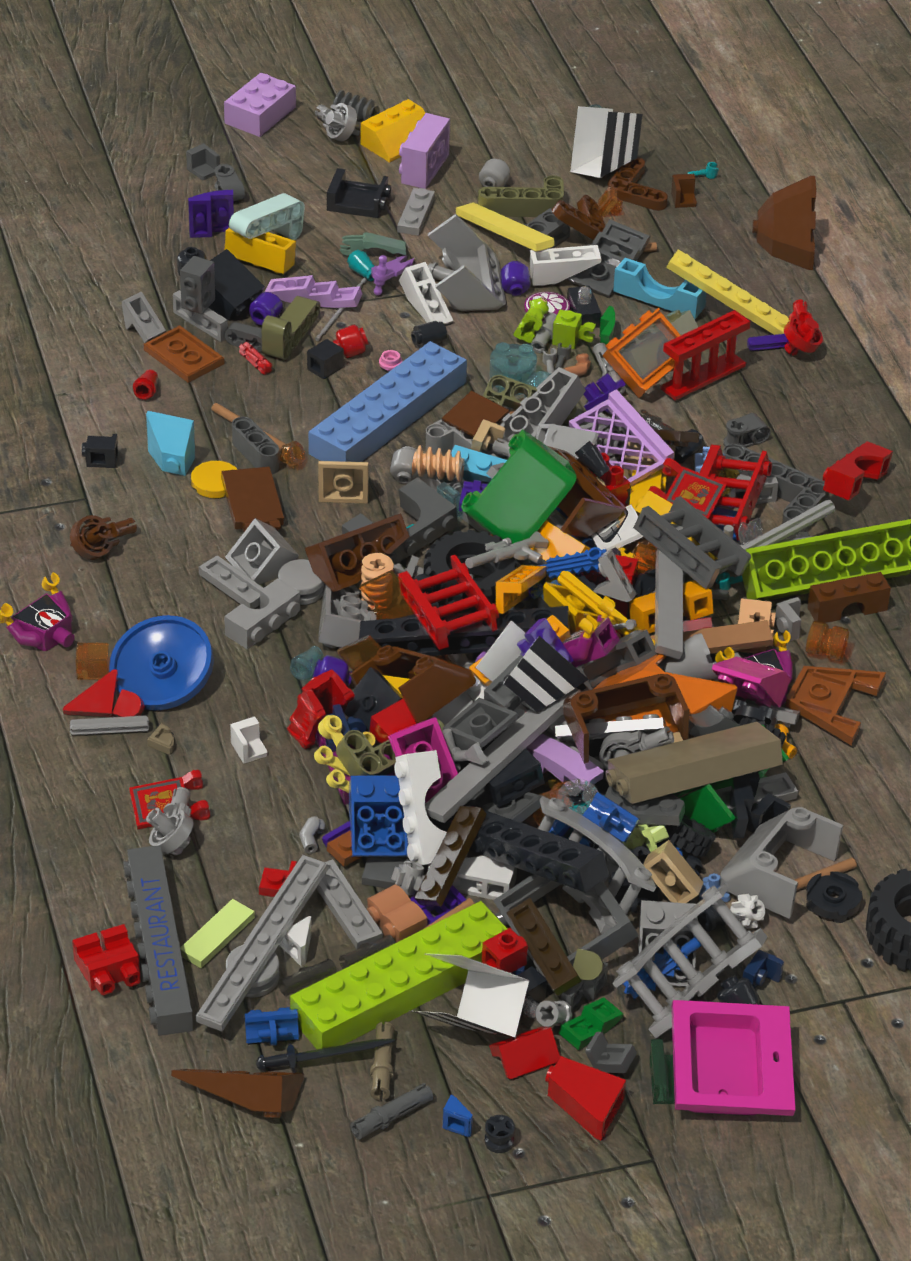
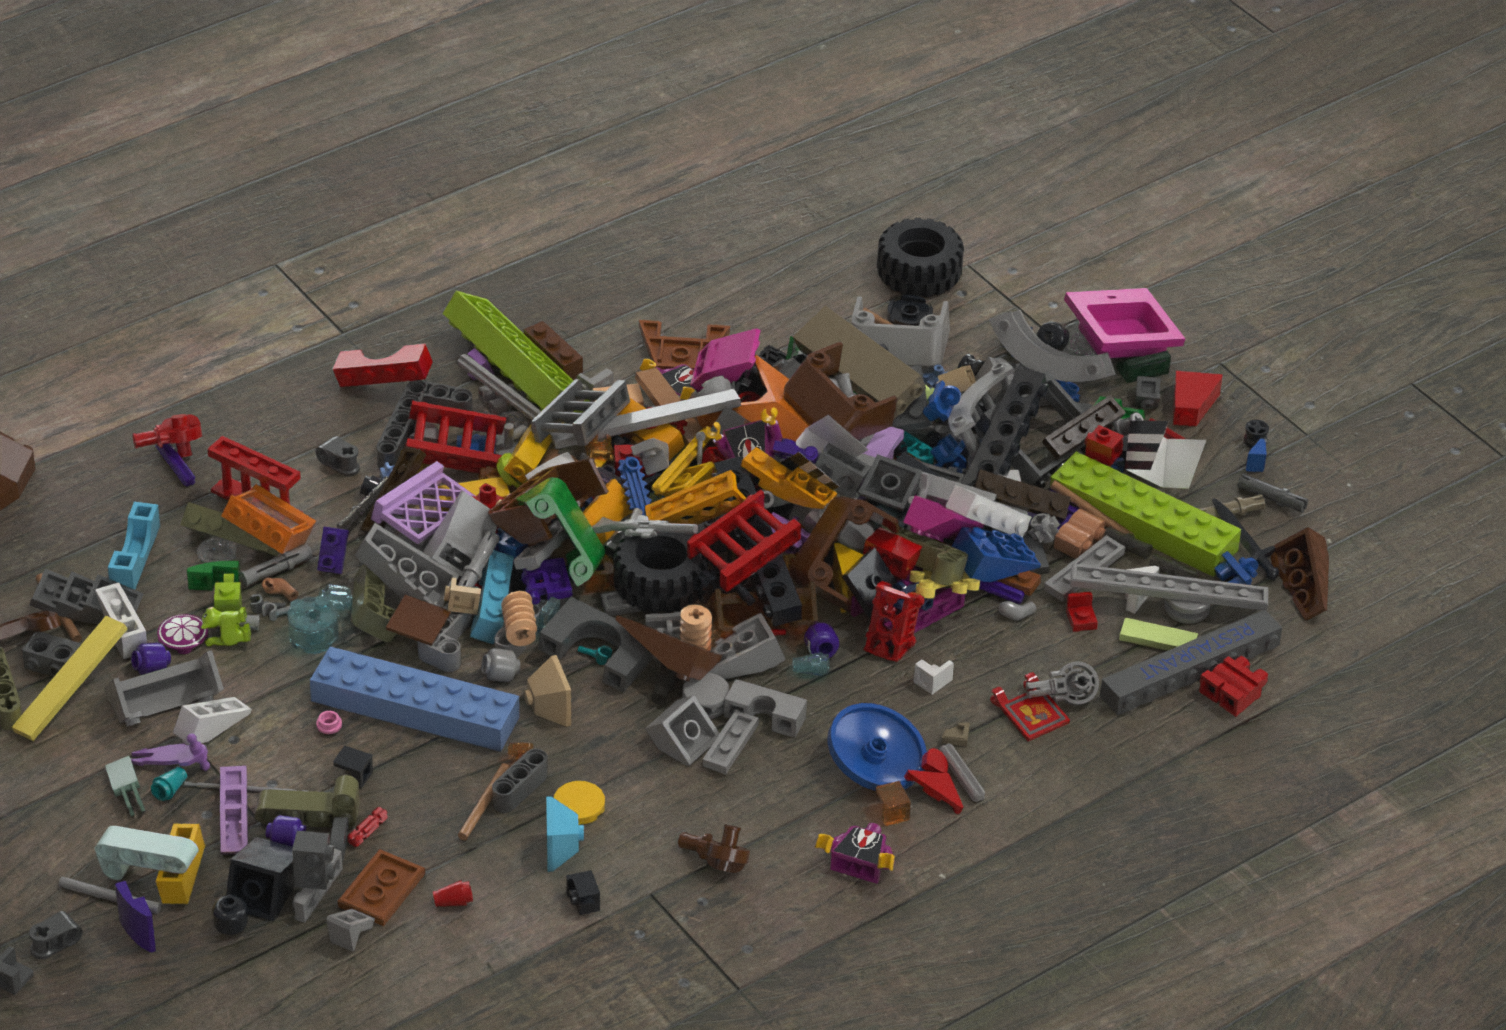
camera: 110 degrees left, 0 degrees up
(251, 496) = (608, 758): reddish brown tile -> none
(352, 340) = (314, 754): red head -> none
(357, 197) = (31, 821): black panel -> none
(416, 211) = (40, 772): light grey plate -> none
(427, 332) = (275, 701): black brick -> none
(439, 272) = (156, 726): light grey pin -> none
(575, 787) = (917, 438): clear gear -> none
(584, 302) = (179, 599): black piece -> none
(588, 964) = (1086, 399): olive tile -> none
(592, 459) = (490, 495): black cone -> none
(692, 486) = (474, 452): red flag -> none
(727, 293) = (139, 487): light yellow plate -> none
(748, 910) = (958, 348): white gear -> none
(826, 640) = (617, 355): clear orange wheel -> none

